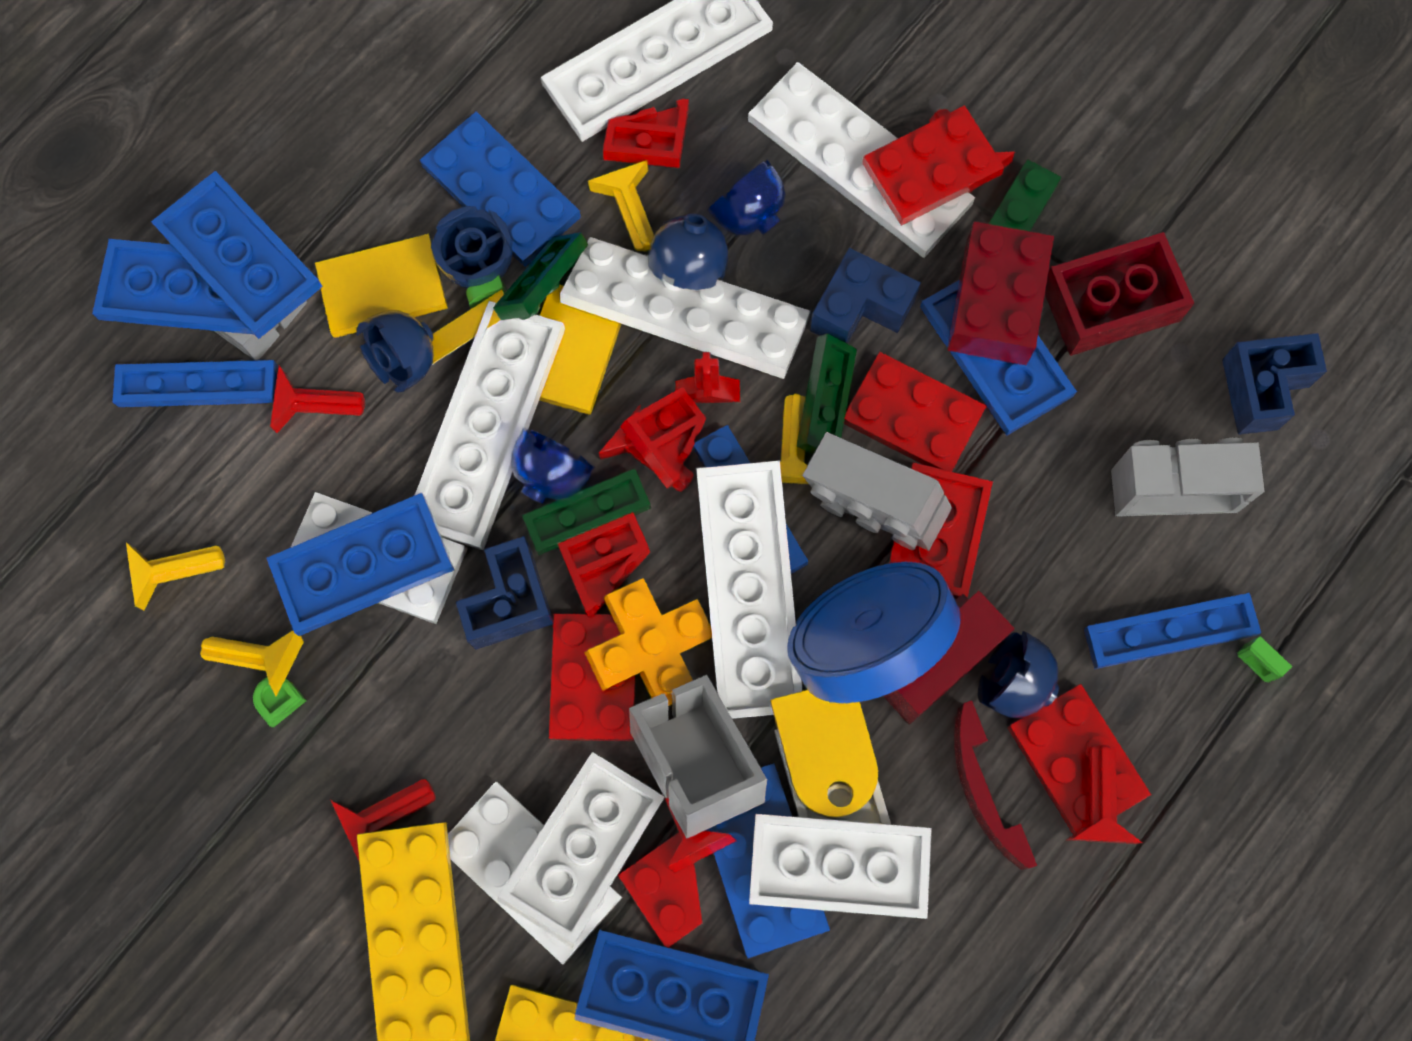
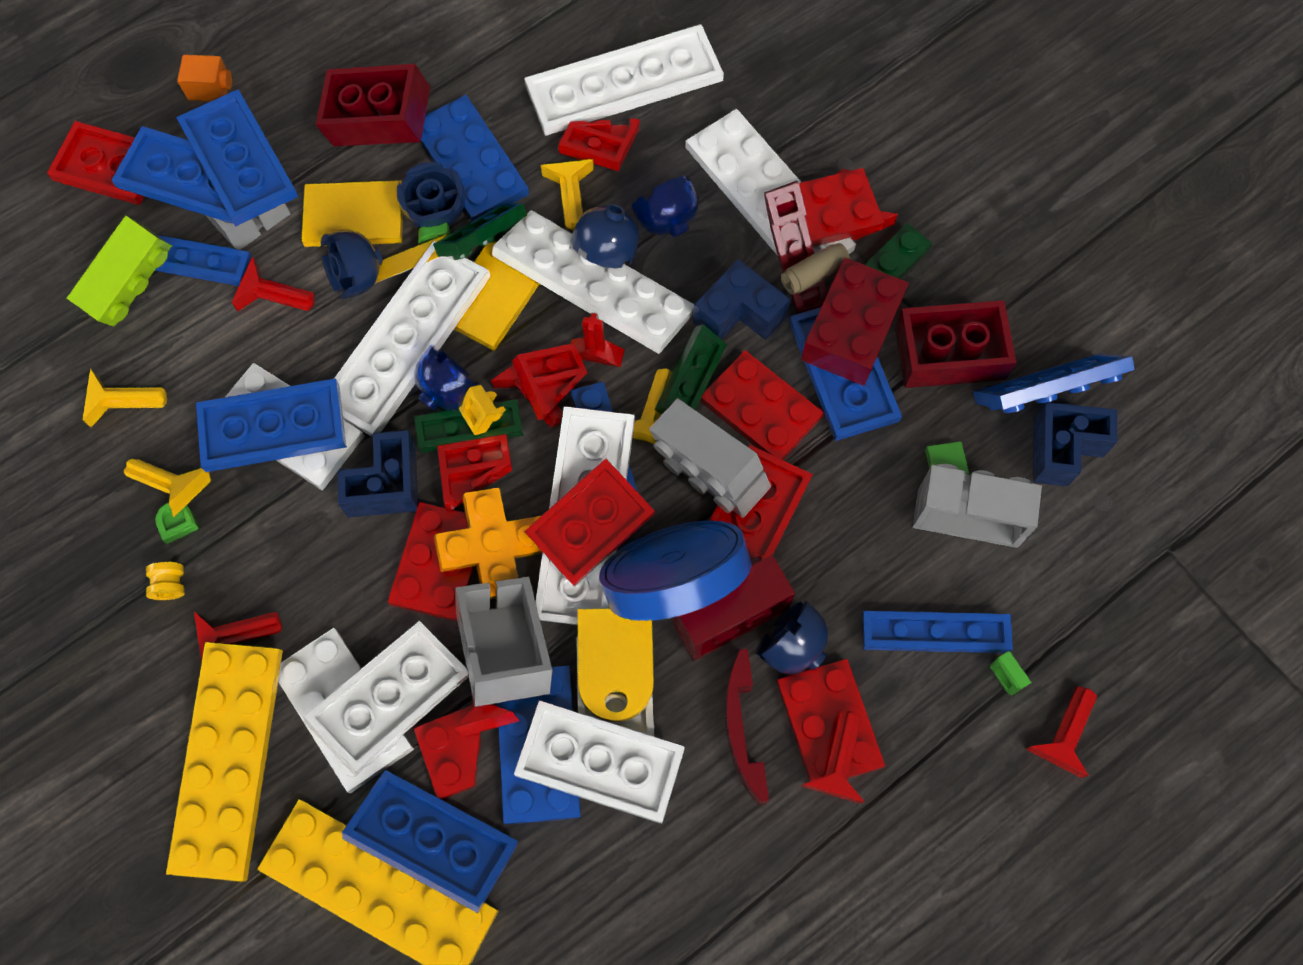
camera: 10 degrees right, 5 degrees down
(56, 287) = (91, 160): none -> red plate
(129, 419) = (119, 272): none -> lime brick
(158, 157) = (204, 77): none -> orange brick
(286, 772) = (164, 581): none -> yellow wheel
(373, 150) = (373, 105): none -> dark red brick
(597, 492) = (479, 409): none -> yellow tile
(761, 597) = (590, 522): none -> red plate
(911, 221) = (792, 239): none -> dark red slope
(940, 240) = (814, 268): none -> dark tan piece
(1136, 427) = (947, 454): none -> bright green tile
(1236, 314) = (1045, 384): none -> blue plate
(1341, 711) = (1068, 734): none -> red piece

